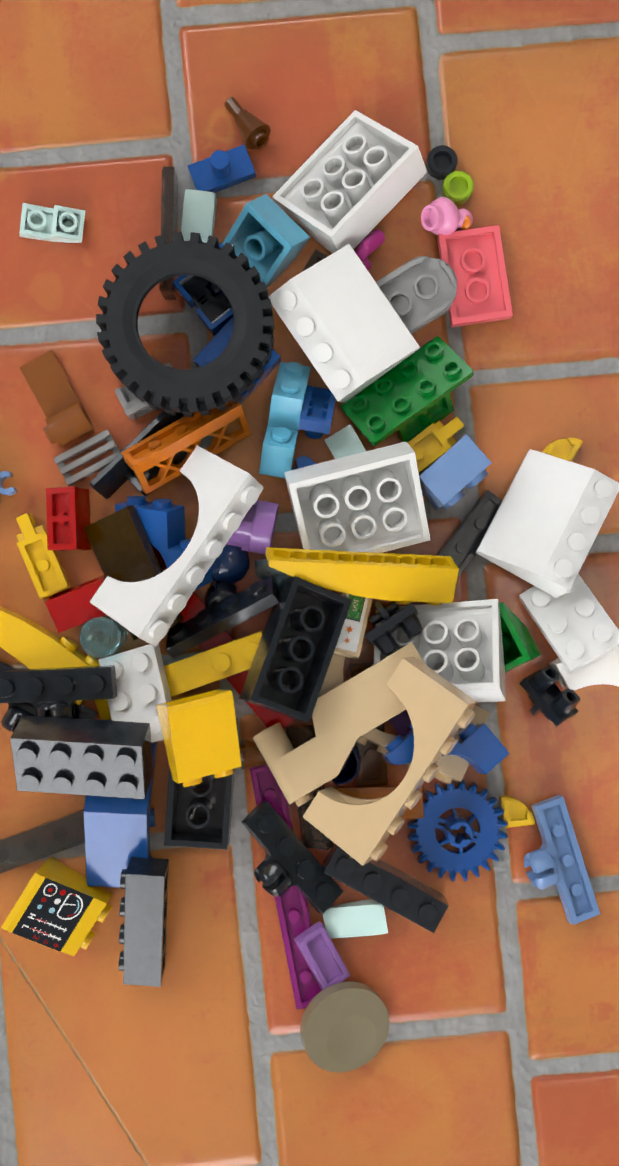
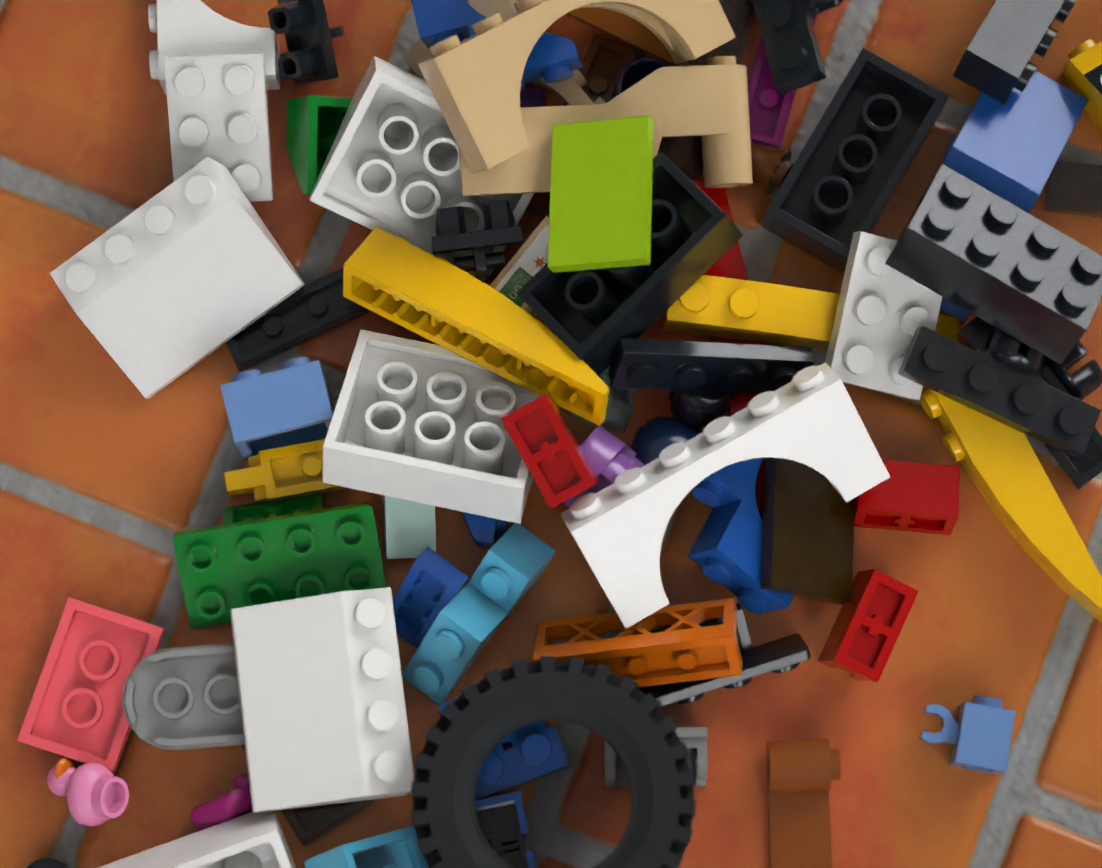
camera: 150 degrees left, 10 degrees down
(41, 563) = (938, 577): yellow hinge -> none
(65, 469) = (838, 704): light grey tile -> none
(103, 637) = (899, 426): clear light blue wheel -> none
(200, 736) = (821, 211): yellow slope -> none
(285, 516) = (549, 450): none -> red hinge
(331, 679) = (601, 194): none -> lime tile
(458, 187) = (44, 833): lime tile -> none
(563, 448) = (99, 373): yellow tile -> none

